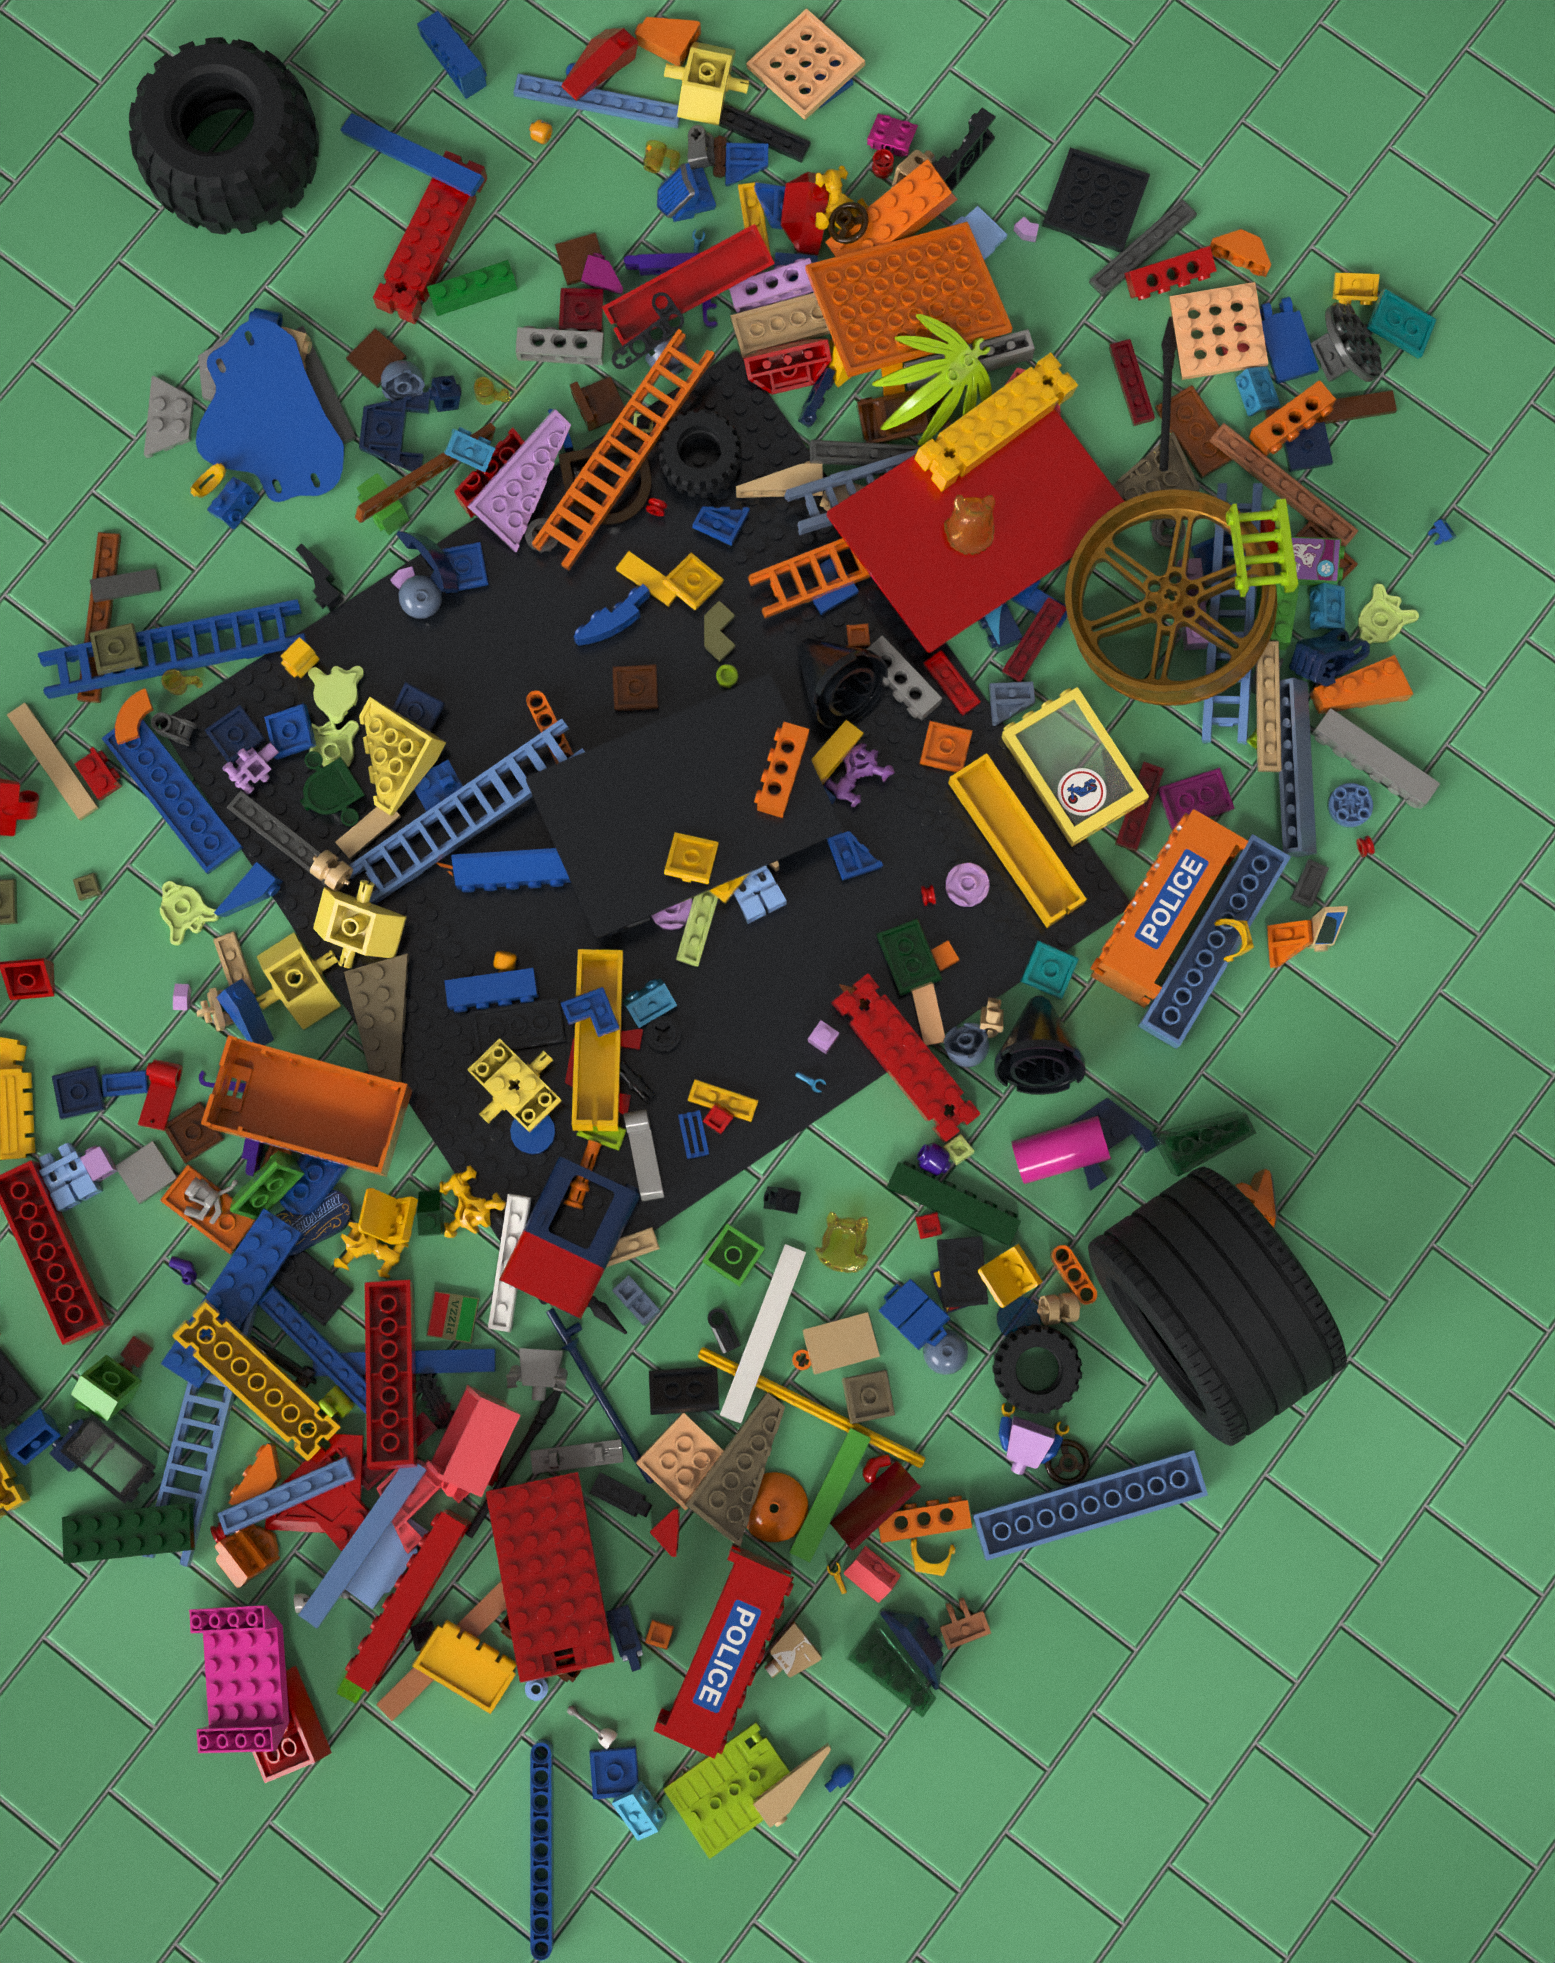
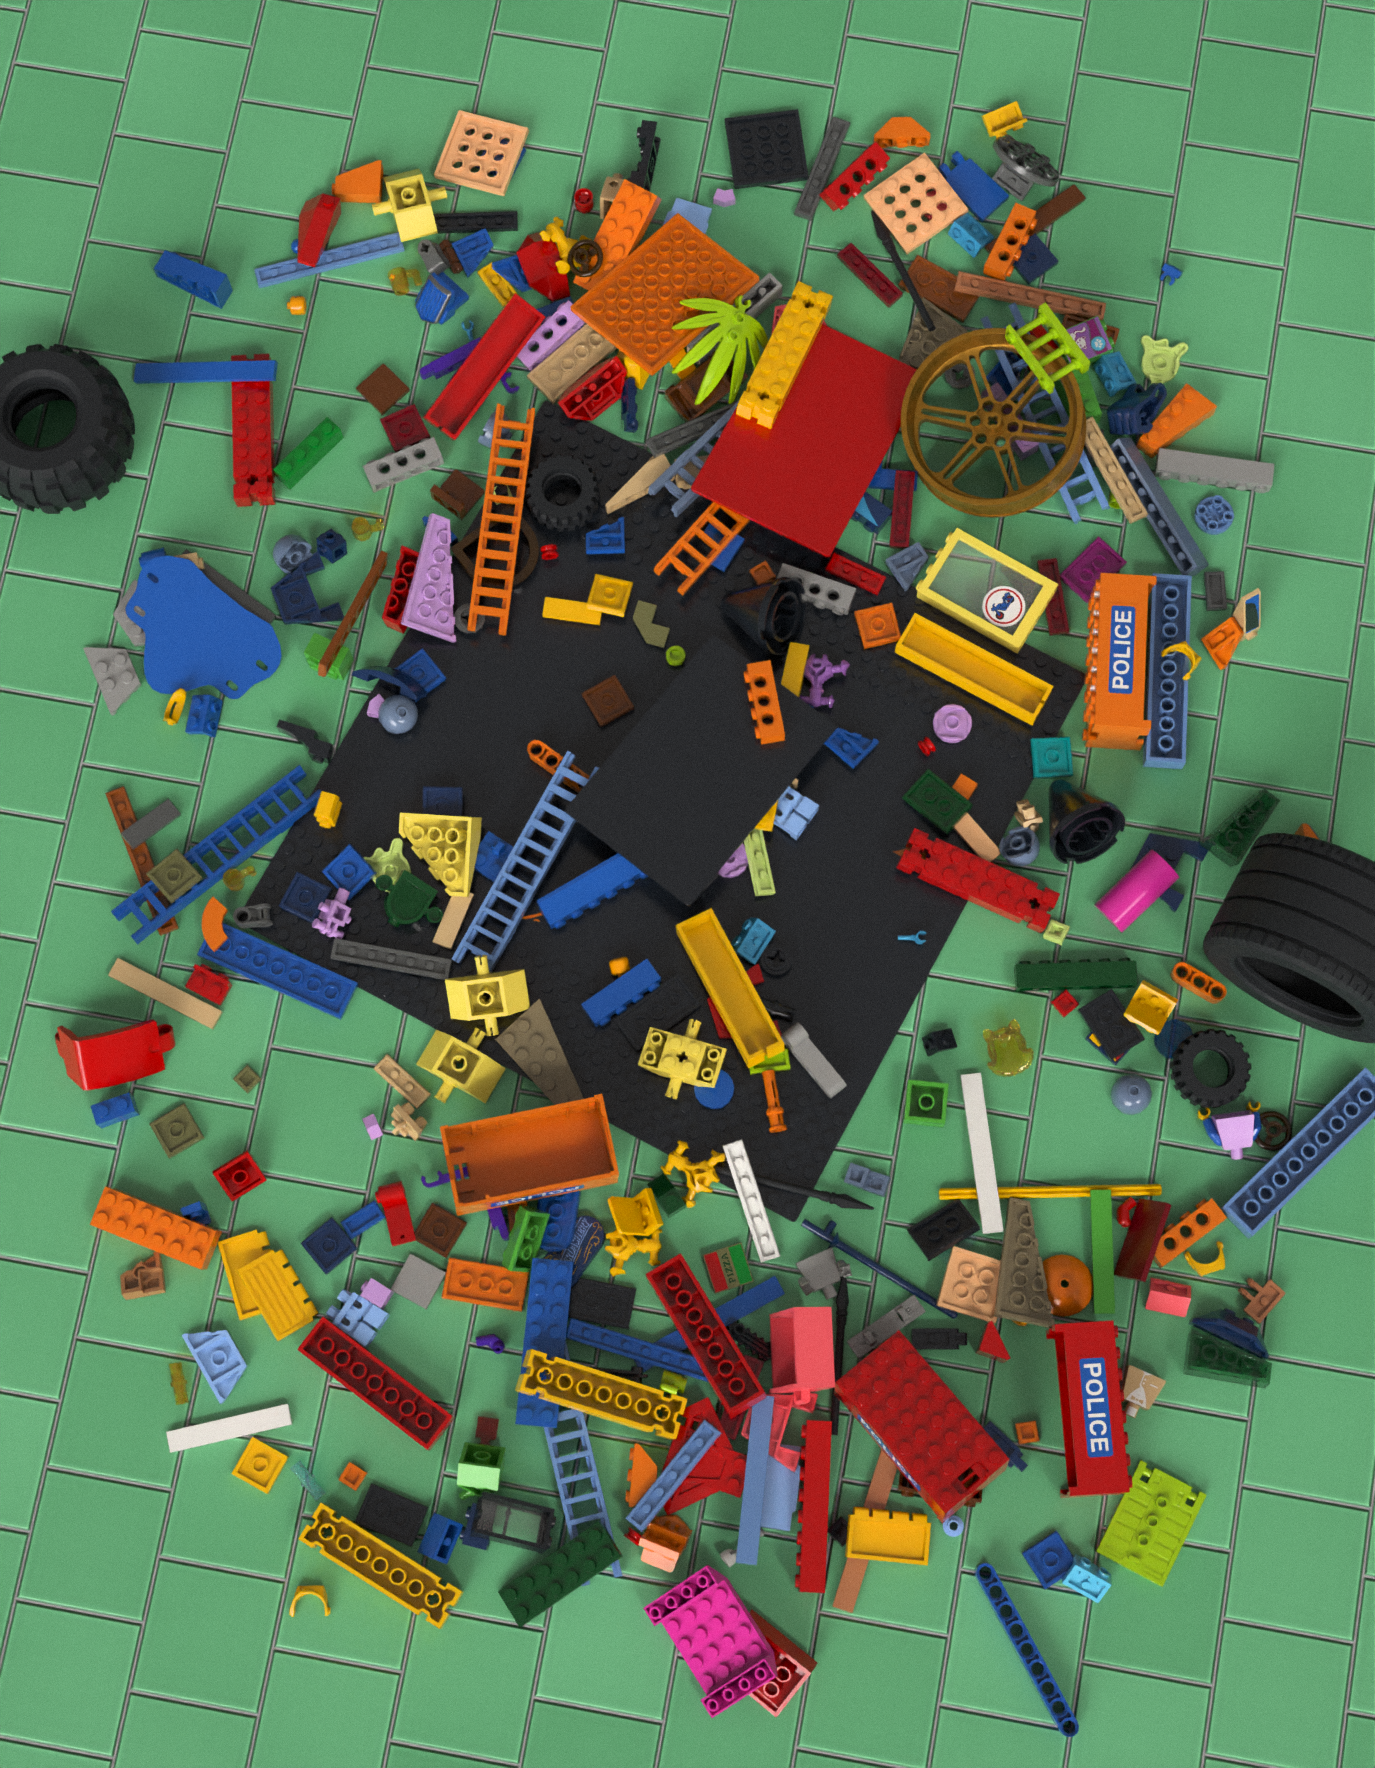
camera: 25 degrees left, 5 degrees down
(183, 910) = (337, 1057): yellowish green tile -> none
(204, 1194) = (478, 1273): light grey piece -> none
(245, 1012) = (430, 1109): blue slope -> none
(253, 888) = (386, 1011): blue slope -> none
(328, 868) = (443, 962): tan wheel -> none
(337, 691) = (369, 823): yellowish green tile -> none
(350, 1691) = (805, 1603): clear neon green tile -> none
(373, 356) = (257, 545): reddish brown tile -> none
(469, 450) = (379, 578): dark azure bracket -> none
(555, 1267) = (790, 1183): piece -> none
(592, 1005) = (714, 961): blue tile -> none
(600, 274) = (407, 392): magenta slope -> none
(605, 1736) = (1028, 1533): hinge -> none
(606, 624) = (559, 661): blue slope -> none
(634, 1246) = (836, 1143): tan tile -> none
(645, 335) = (471, 422): black beam -> none
(691, 858) = (731, 806): yellow hinge -> none
(697, 1153) = (832, 1013): blue tile -> none
(707, 1095) = (851, 987): yellow tile -> none
(718, 1118) = (855, 1002): red tile -> none
(724, 1332) = (950, 1168): black piece -> none
(782, 1796) = (1193, 1505): tan slope -> none
(796, 1363) = (1019, 1163): orange bush -> none
(823, 1037) = (904, 897): lavender brick -> none
(837, 1577) = (1143, 1314): yellow hand -> none
(840, 1343) = (1046, 1129): tan tile -> none
(840, 1777) = (1229, 1468): blue cylinder -> none
(868, 1396) = (1090, 1159): dark tan tile -> none
(892, 133) = (579, 173): dark pink hinge -> none
(914, 1314) = (1092, 1076): blue piece -> none
(933, 1159) = (1041, 948): dark purple head -> none
(971, 524) = (809, 442): clear yellow hair -> none
(1058, 1308) = (1201, 1014): tan wheel -> none
(1365, 846) = (1242, 540): red bush -> none
(1401, 323) = (1053, 130): teal tile -> none

